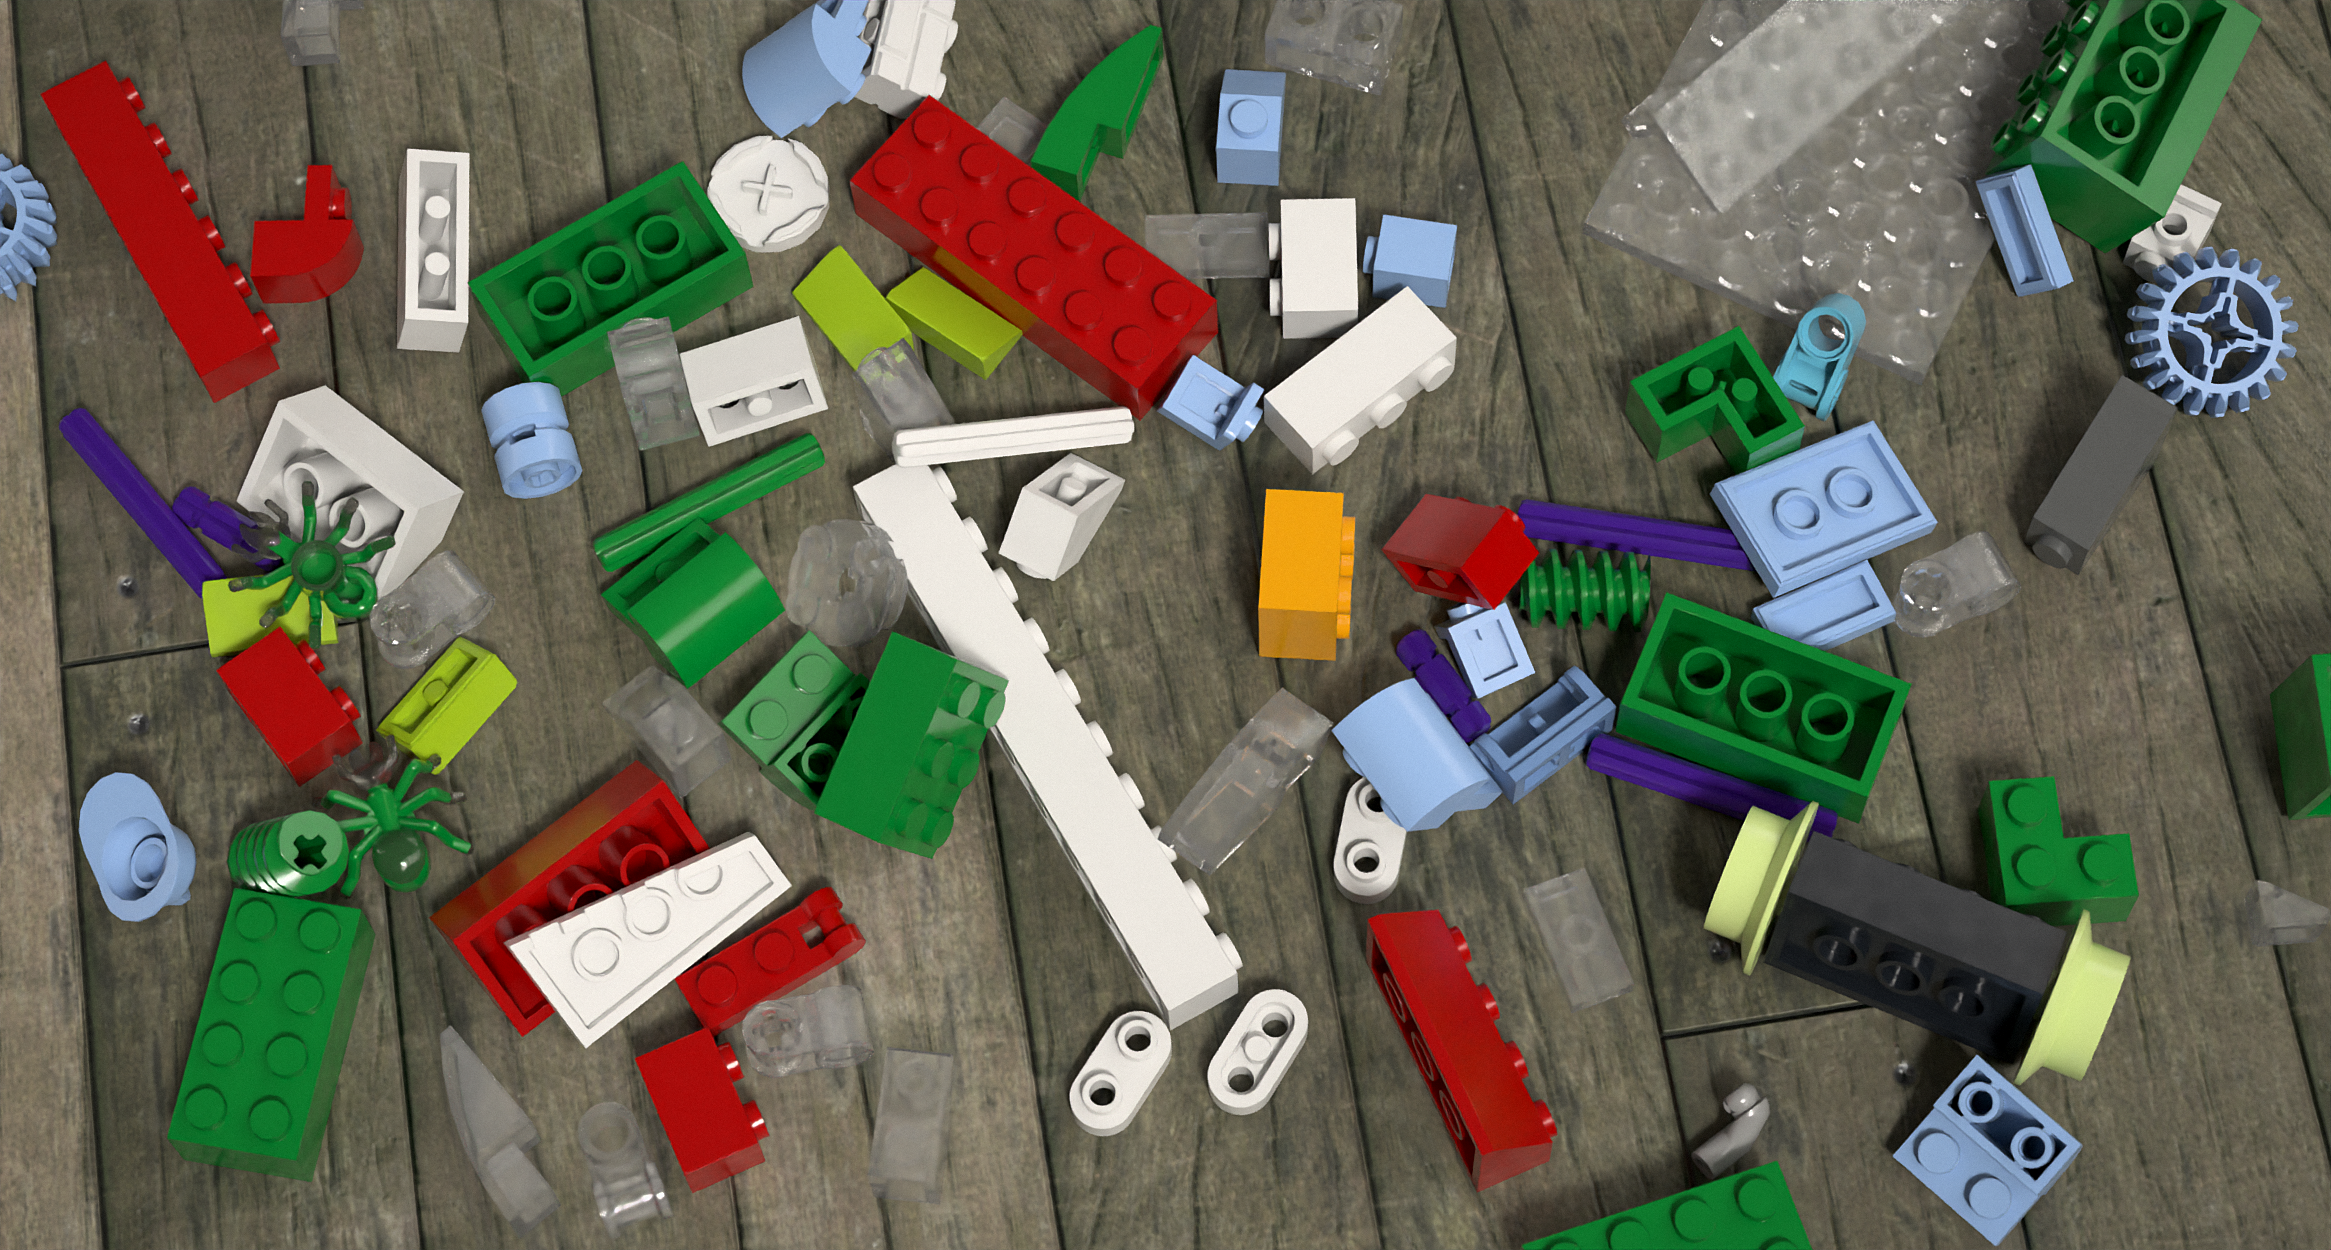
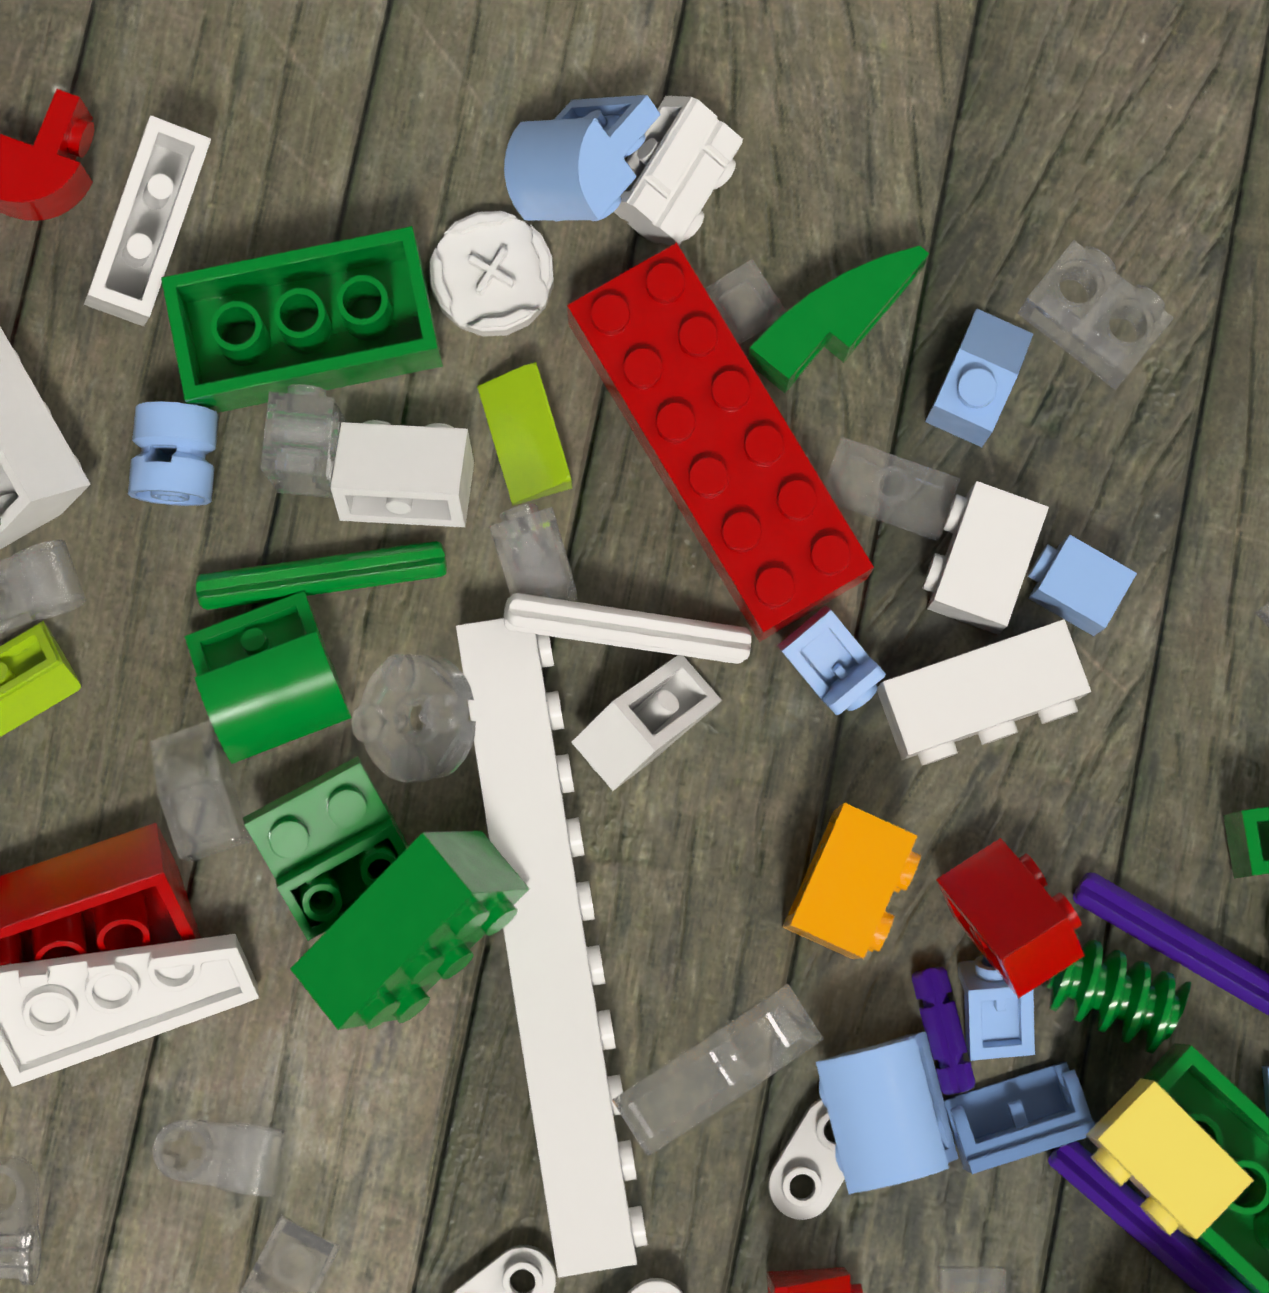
camera: 15 degrees right, 15 degrees up
(701, 1108) = (96, 1193): red brick -> none
(769, 962) = (209, 1064): red plate -> none
(953, 322) = (618, 474): lime slope -> none
(1679, 683) = (1167, 1159): none -> light yellow brick

